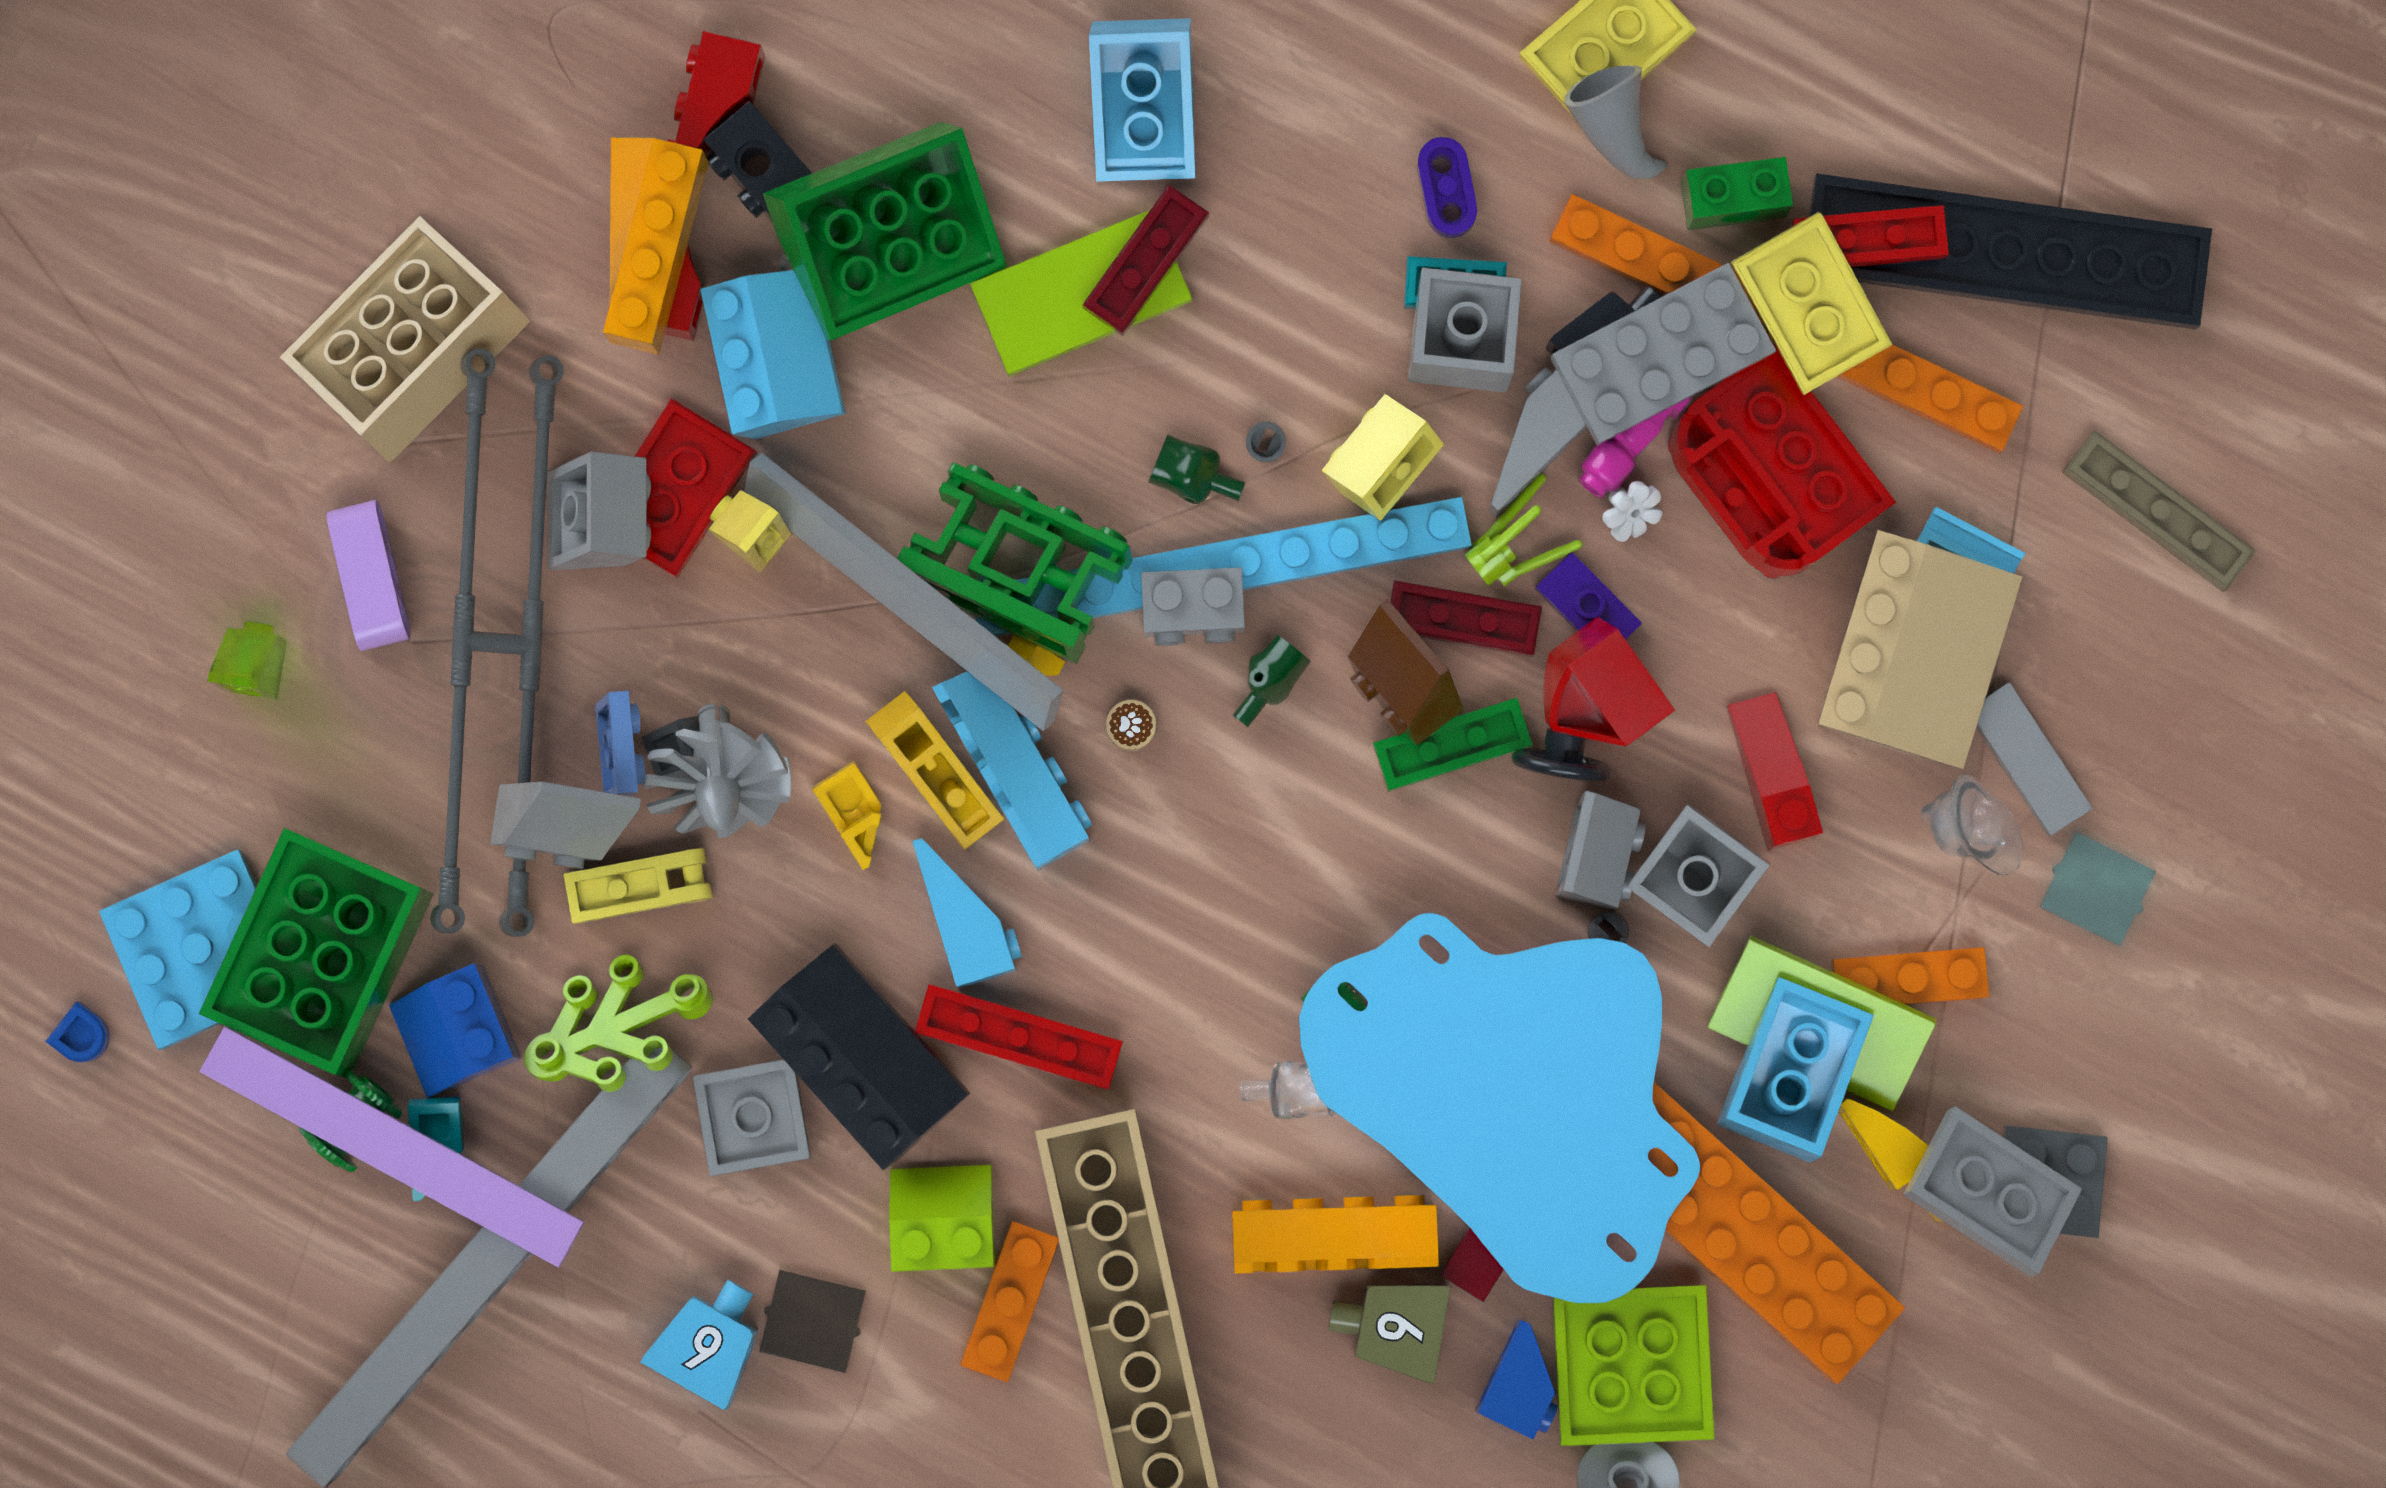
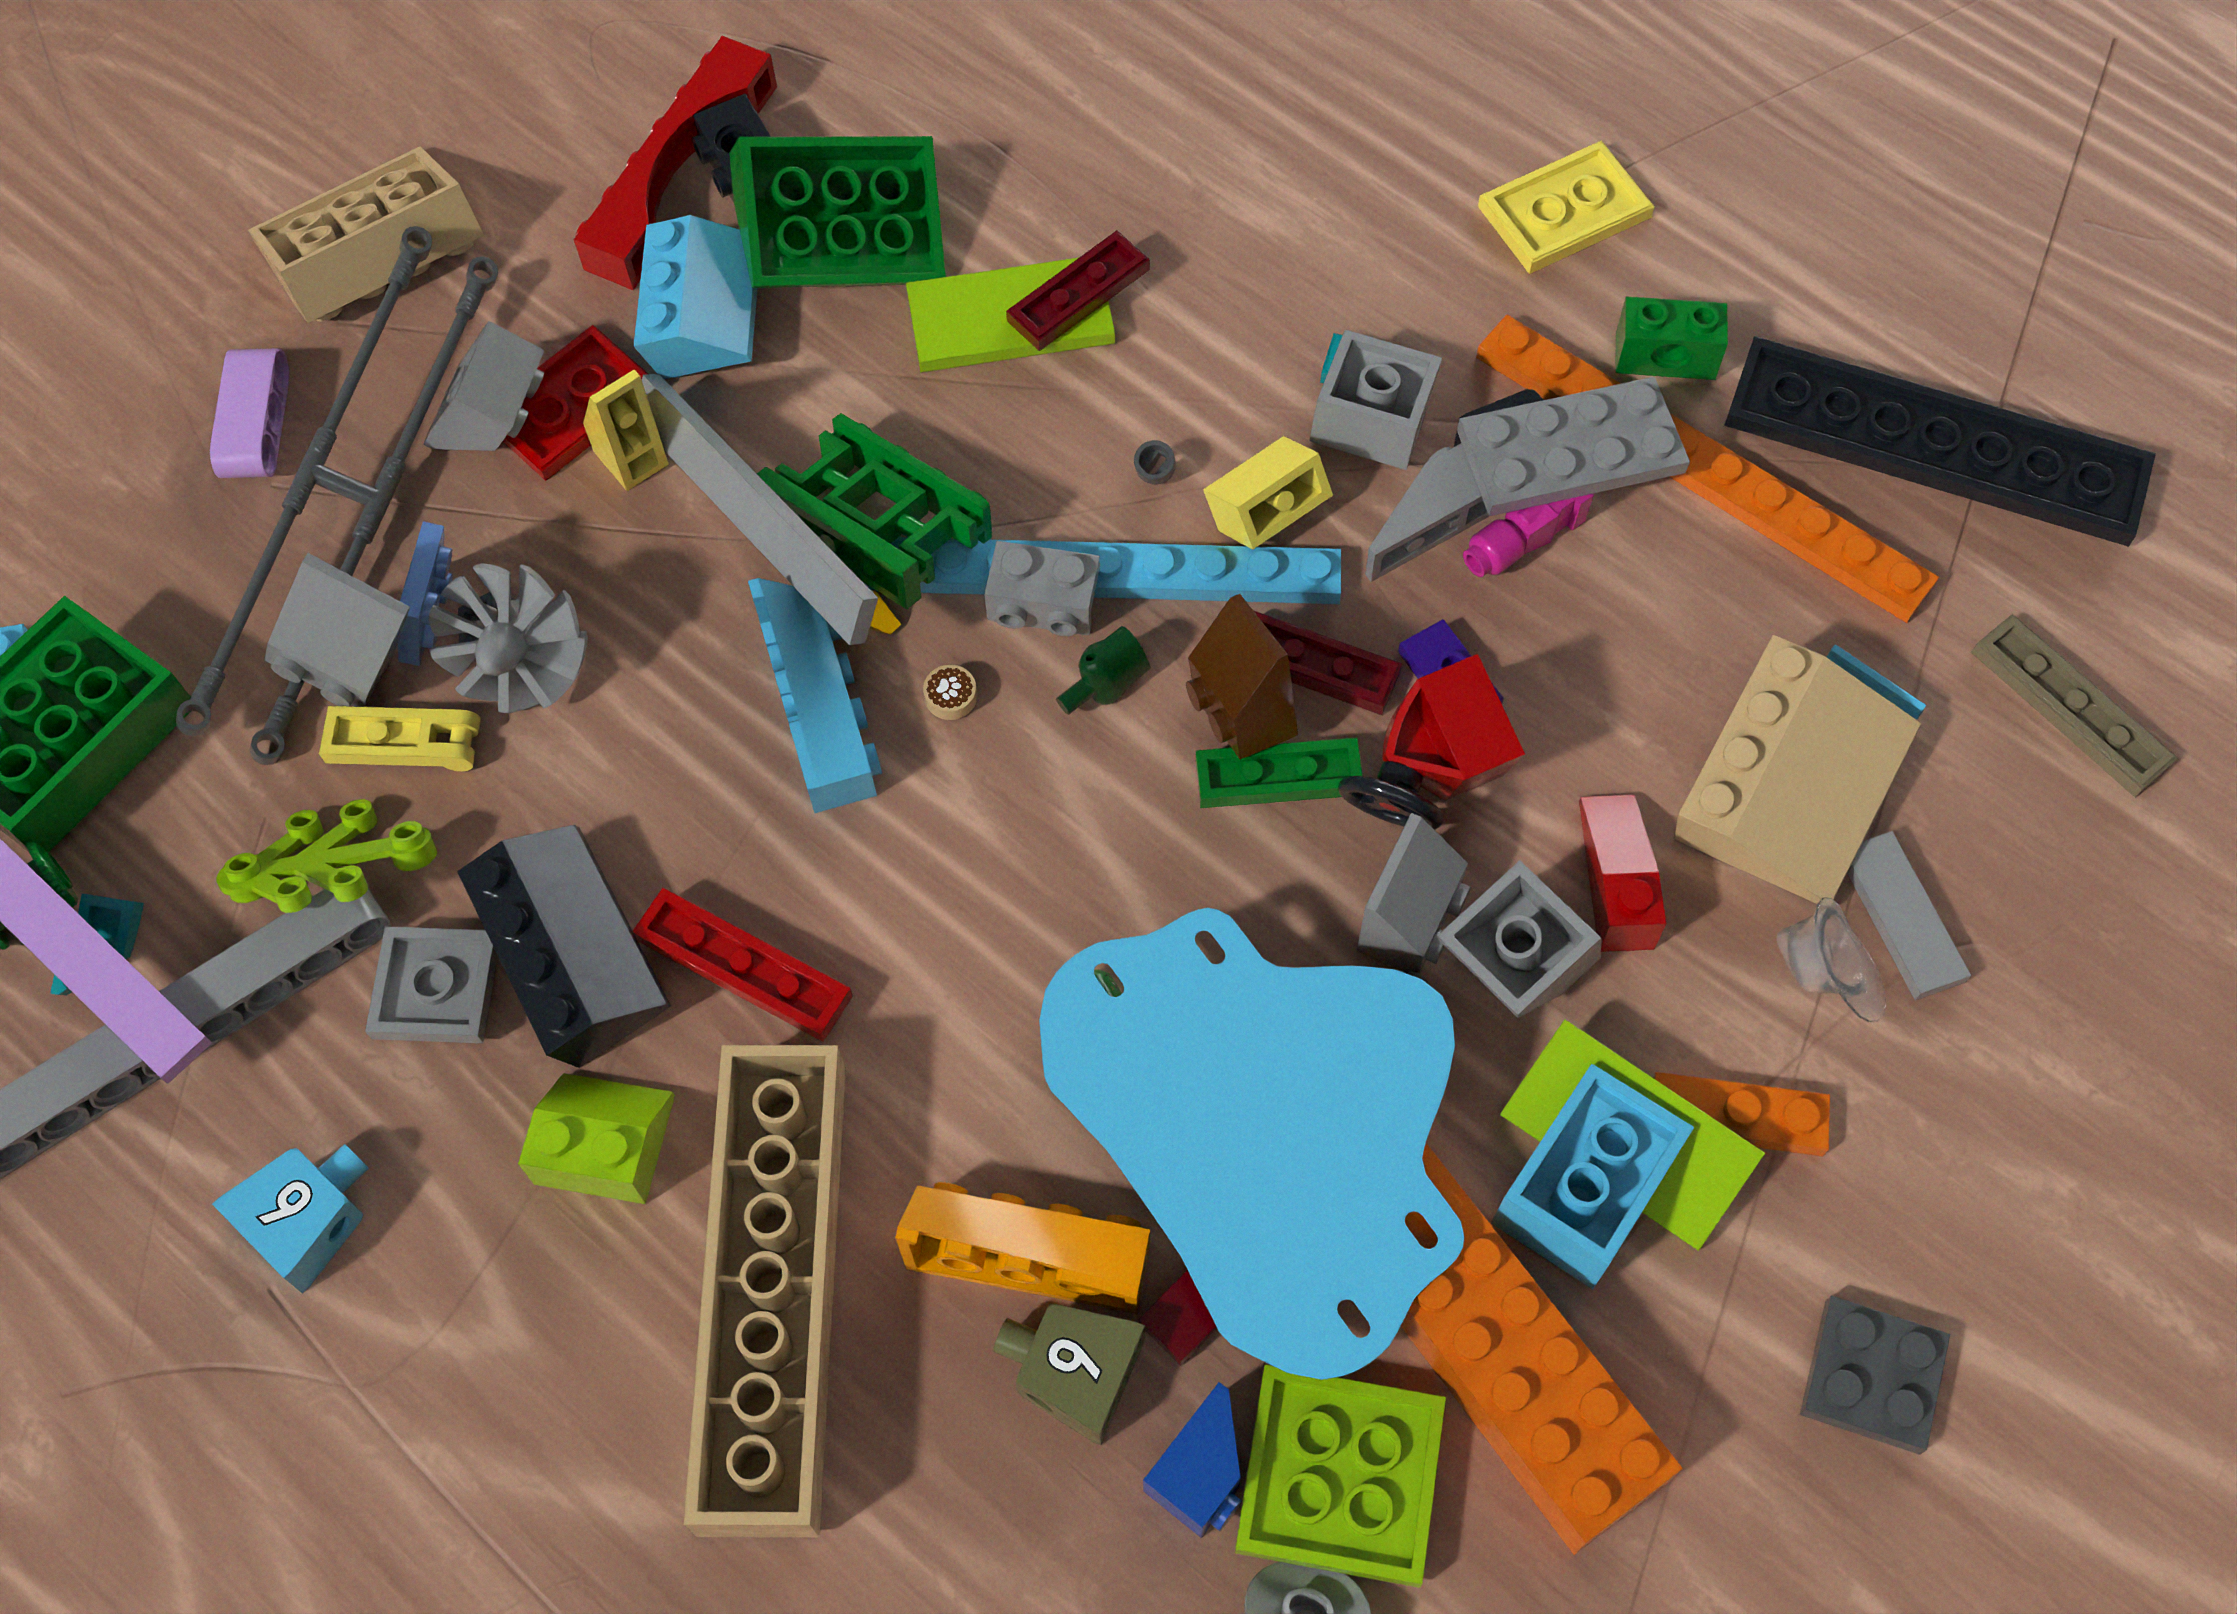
camera: 15 degrees right, 20 degrees down
(249, 661) = (100, 459): clear neon green slope -> none
(454, 1030) = (166, 831): blue slope -> none
(651, 220) = (625, 156): light orange wedge -> none
(812, 1321) = (425, 1217): clear smoke piece -> none
(852, 810) = (642, 712): yellow slope -> none
(934, 769) = (737, 689): yellow slope -> none
(969, 929) = (722, 848): medium azure slope -> none
(1010, 1301) = (644, 1245): orange plate -> none
(1143, 99) = (1112, 162): medium azure slope -> none
(1192, 472) = (1074, 478): dark green piece -> none
(1289, 1092) = (1016, 1082): clear piece -> none
(1447, 188) = (1387, 291): dark purple plate -> none
(1493, 556) = (1361, 604): lime plant -> none
(1610, 116) = (1558, 250): light grey hat -> none
(1632, 510) = (1514, 591): white plant -> none
(1775, 469) = (1669, 583): red plate -> none
(1811, 303) = (1733, 430): light yellow tile -> none
(1886, 1143) = (1706, 1305): yellow slope -> none
(1889, 235) = (1801, 390): red plate -> none
(1992, 1191) = (1809, 1354): light grey plate -> none
(2097, 889) = (1966, 1066): clear light blue piece -> none

